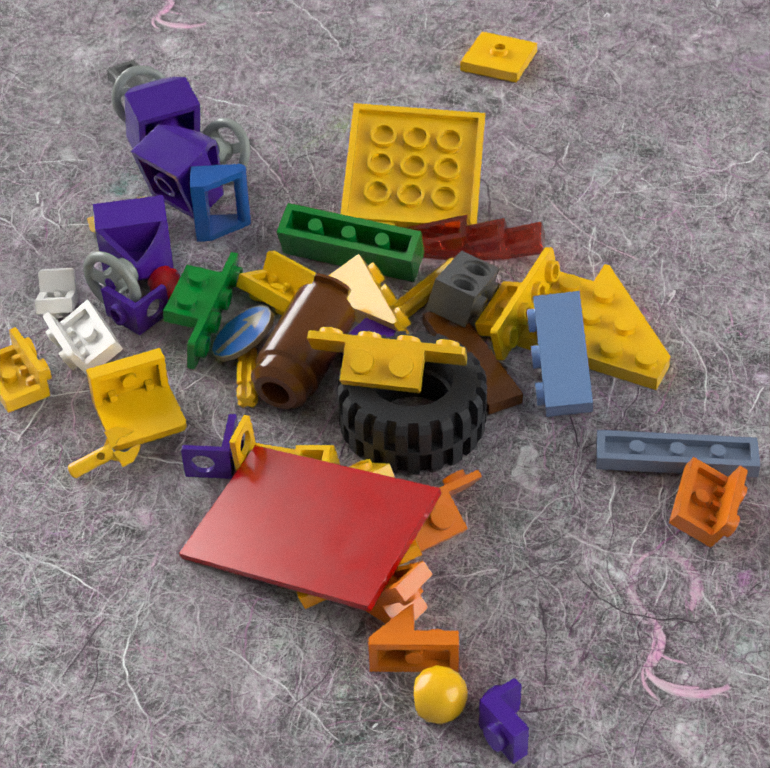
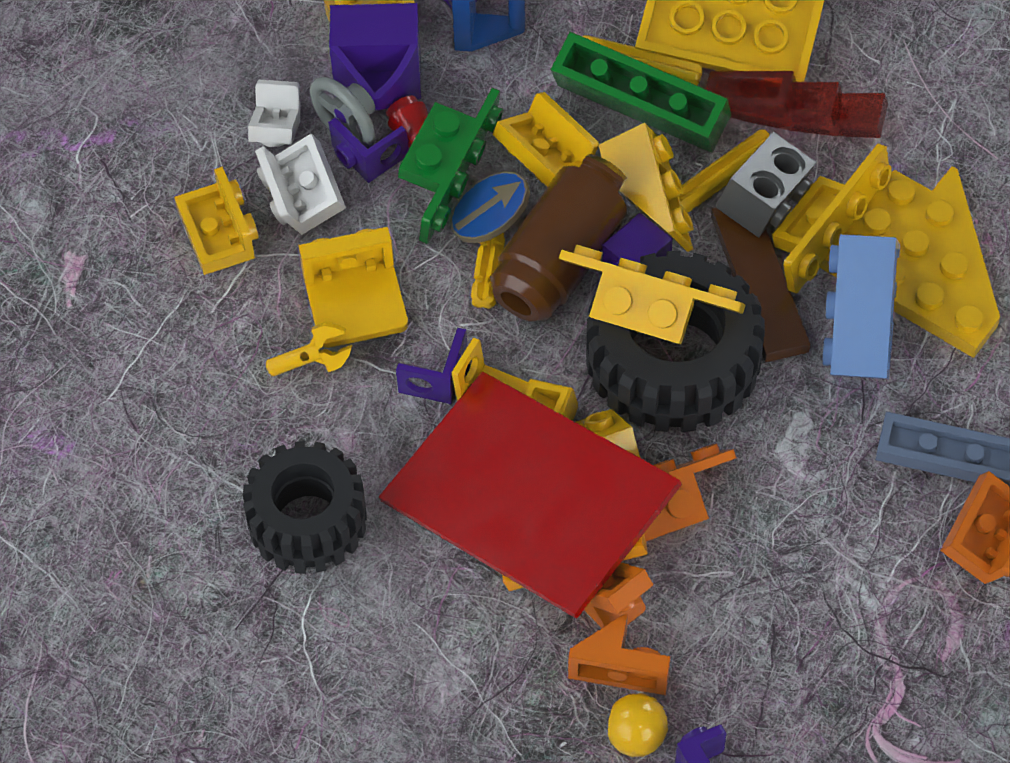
camera: 10 degrees right, 15 degrees up
(118, 589) = (299, 474): none -> black tyre

